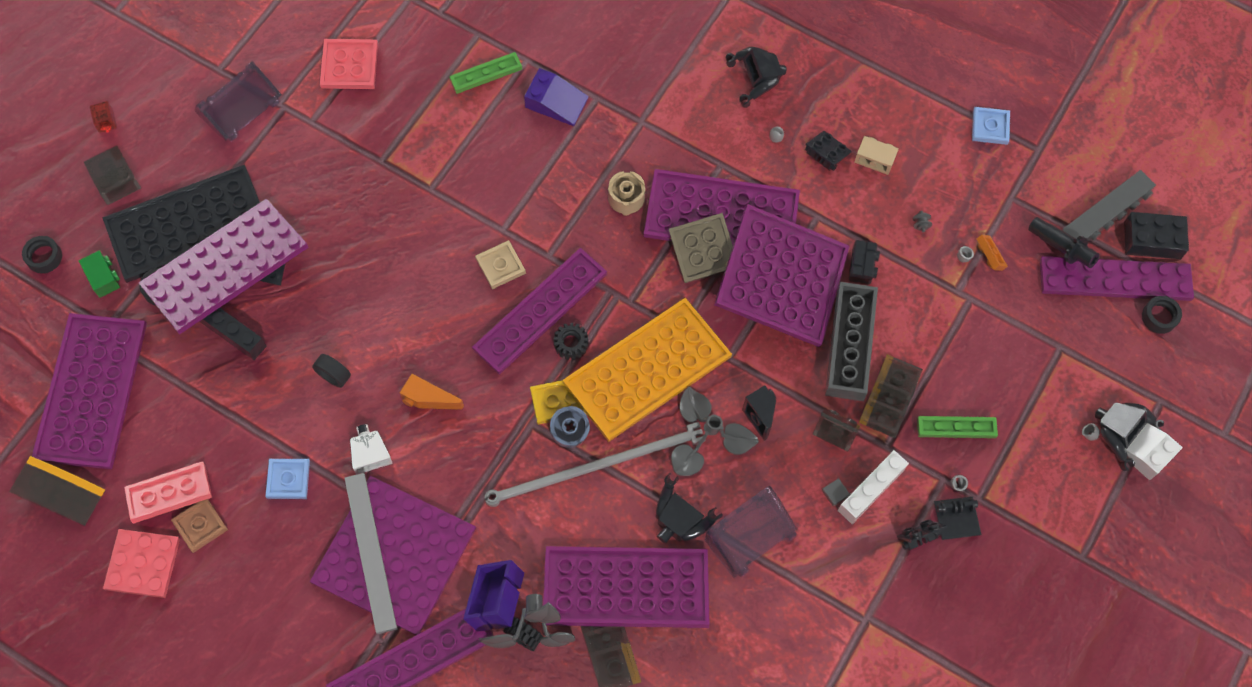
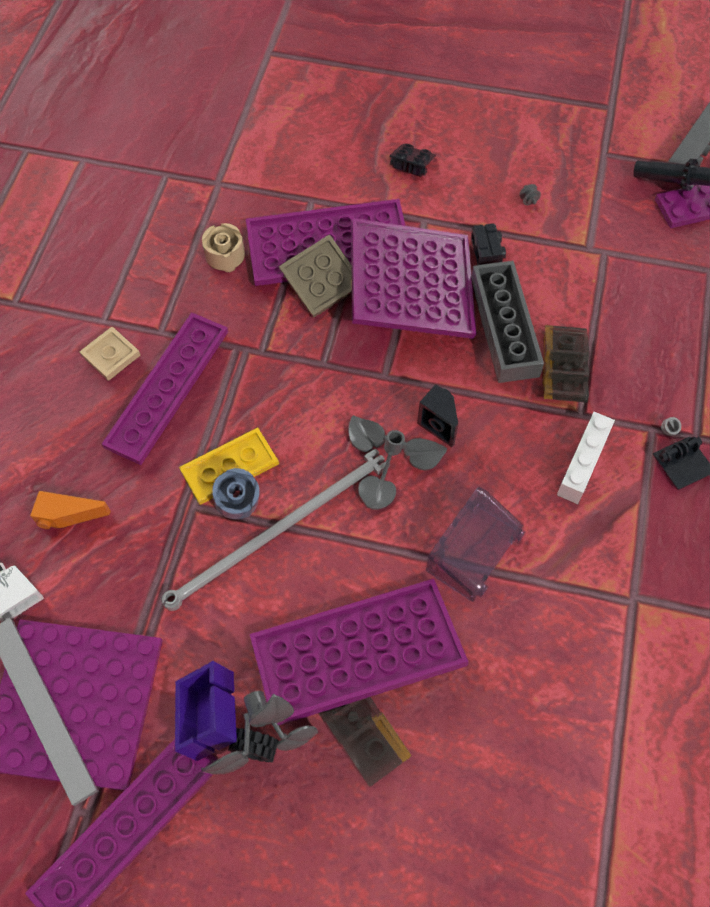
camera: 15 degrees left, 5 degrees down
(485, 72) = (42, 179): bright green plate -> none
(555, 97) = (121, 182): slope -> none
(571, 330) = (206, 397): black tyre -> none
(646, 369) = (300, 412): light orange plate -> none
(679, 517) = (391, 554): black torso -> none
(762, 70) = (322, 103): black torso -> none
(775, 135) = (357, 158): light grey hinge -> none
(835, 492) = (547, 476): dark grey tile -> none
(836, 429) = (526, 410): clear smoke slope -> none
(876, 155) = (462, 149): tan brick -> none
(927, 532) = (658, 487): black hinge -> none
(957, 427) = (645, 373): bright green plate -> none
(965, 254) = (583, 212): light grey hinge -> none
(991, 125) = (558, 98): light blue tile -> none
(992, 253) = (601, 199): orange plate -> none

